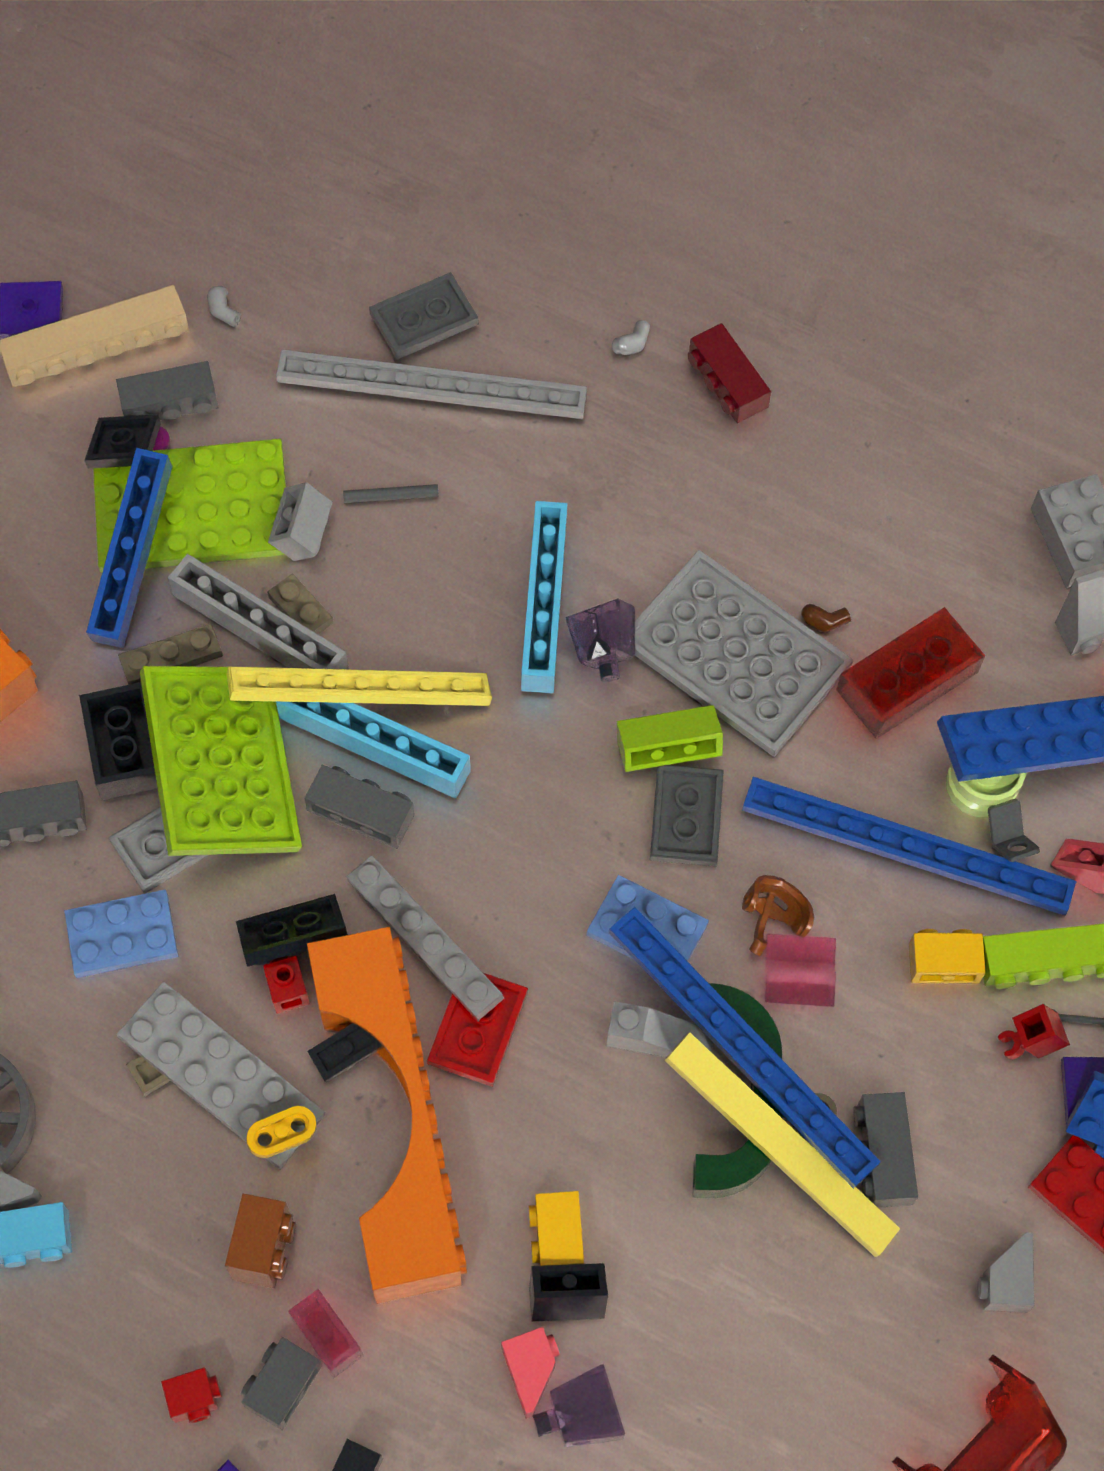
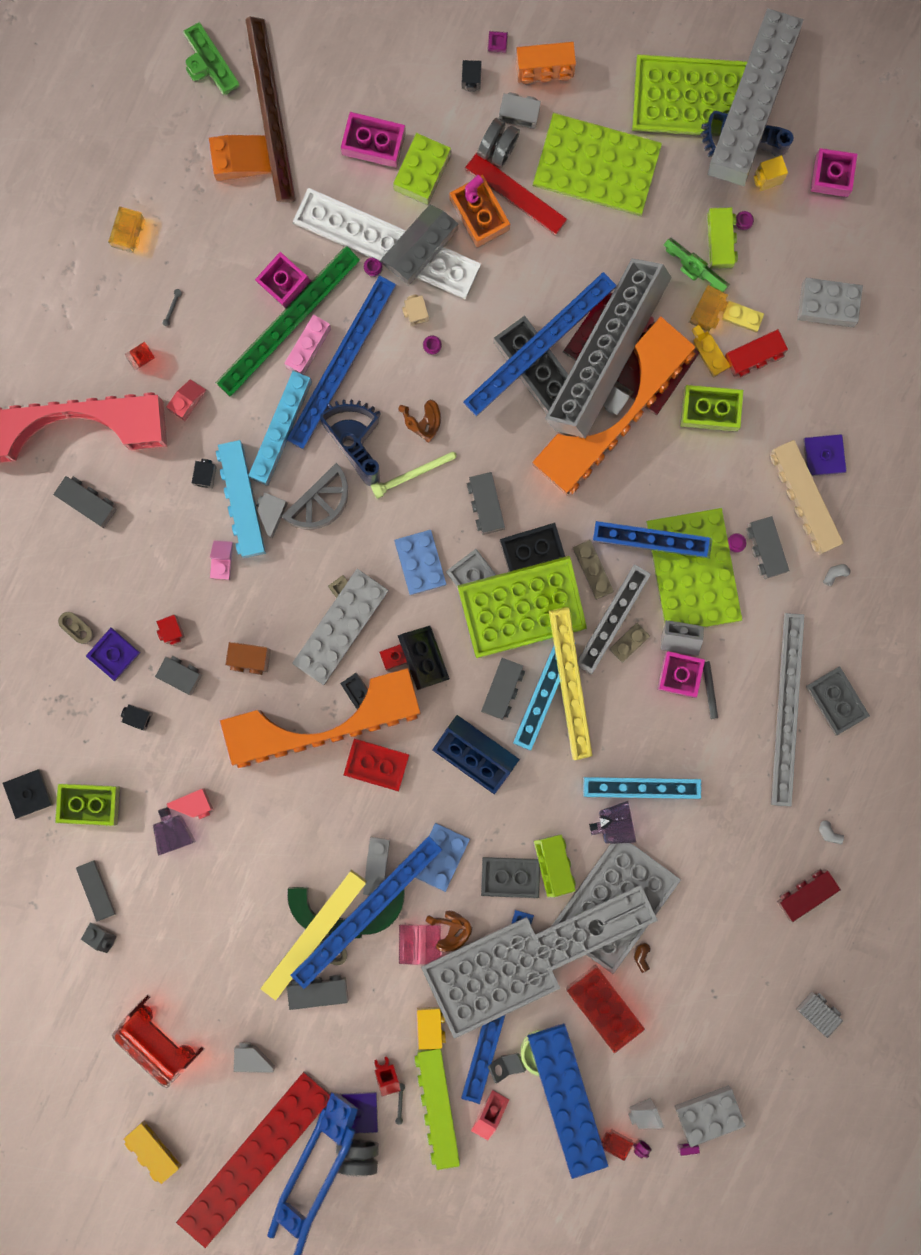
camera: 90 degrees right, 20 degrees up
(69, 1292) = (221, 560): none -> bright pink slope
(117, 440) = (729, 525): black plate -> none
(279, 1129) = (305, 664): yellow plate -> none
(326, 1333) = (203, 696): clear pink brick -> none
(360, 527) = (680, 674): none -> dark pink brick
(425, 938) = (425, 731): light grey plate -> none
(471, 856) = (475, 754): none -> dark blue slope
(558, 1229) = (263, 815): yellow brick -> none
(568, 1292) = (230, 822): black brick -> none
(833, 803) = (517, 964): none -> light grey piece
(916, 369) = (819, 1014): none -> light grey brick

